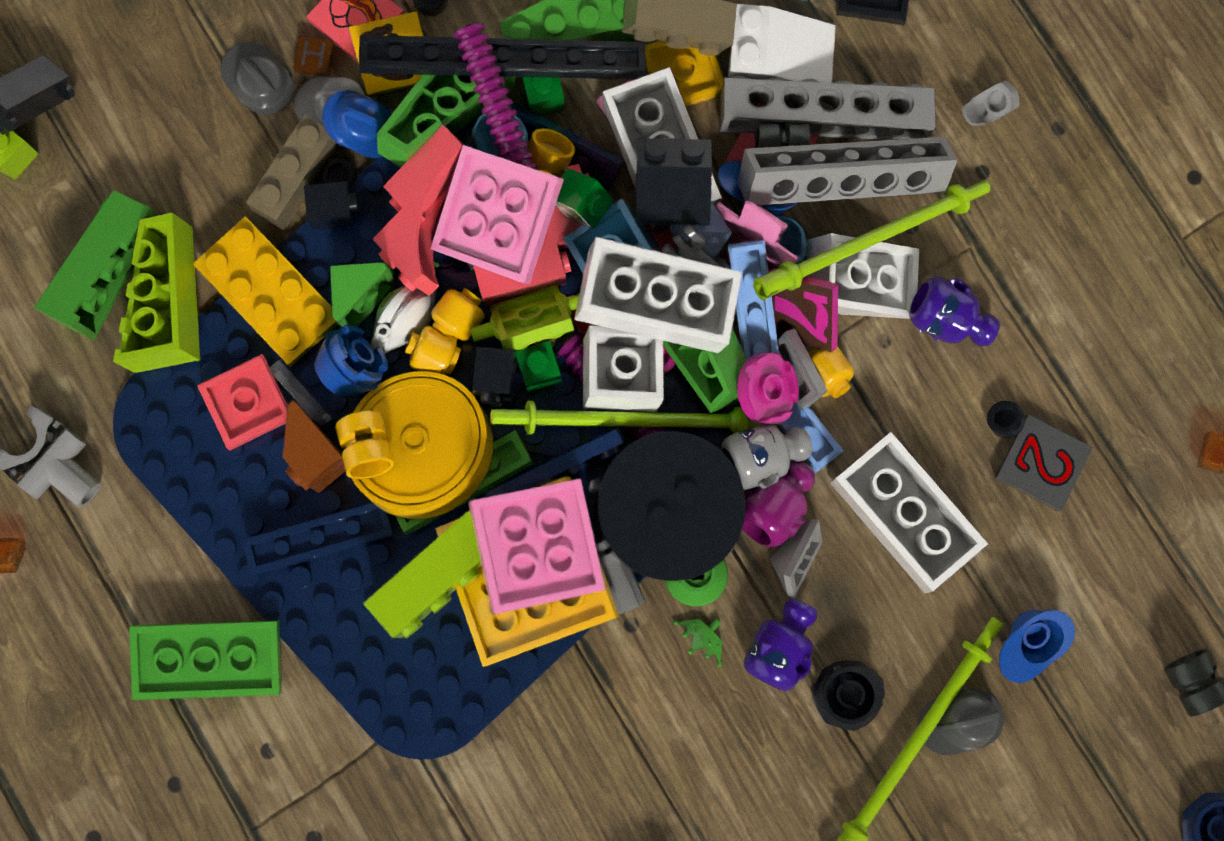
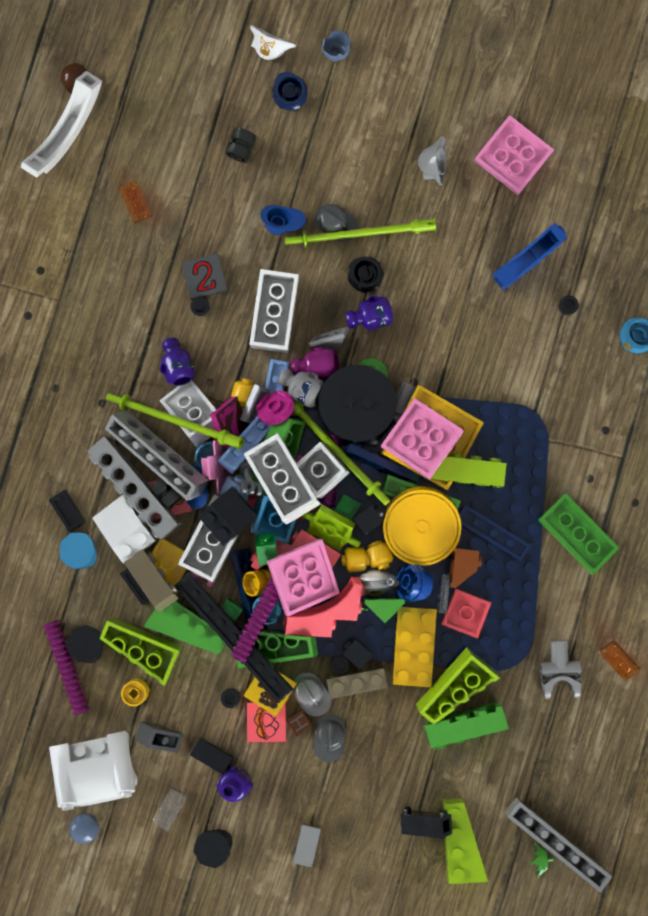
camera: 130 degrees left, 5 degrees up
(355, 121) = (312, 674): blue piece -> none
(364, 444) = (445, 537): yellow wheel -> none
(703, 637) = (393, 349): bright green piece -> none
(991, 104) = (71, 423): light grey hair -> none

